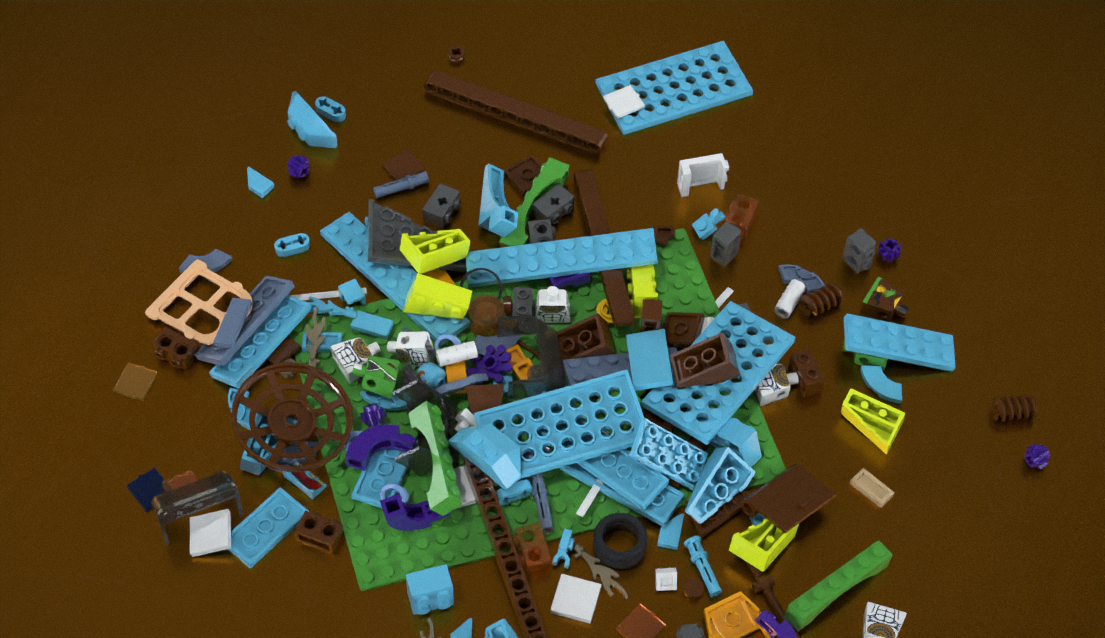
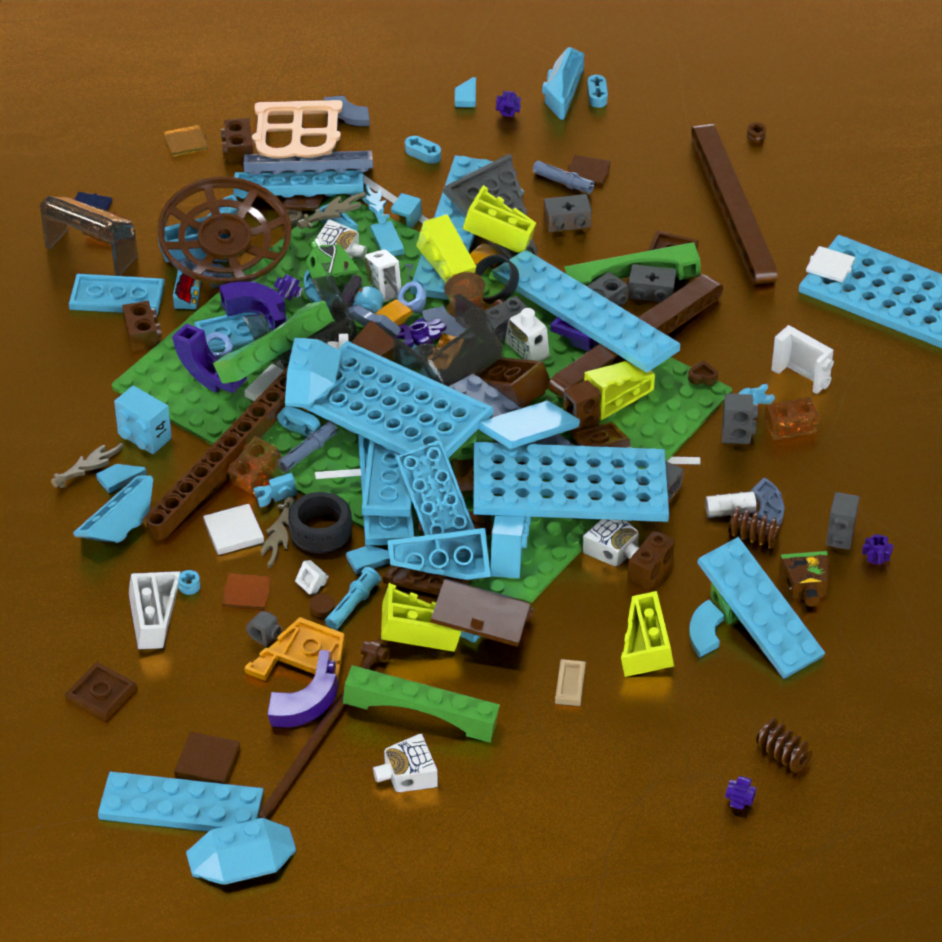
camera: 55 degrees right, 10 degrees down
(210, 532) = (77, 262): white tile -> none
(232, 323) = (289, 149): sand blue tile -> none
(456, 353) = (403, 299): white axle -> none
(494, 210) = (597, 244): medium azure arch -> none
(705, 362) = (559, 457): reddish brown slope -> none

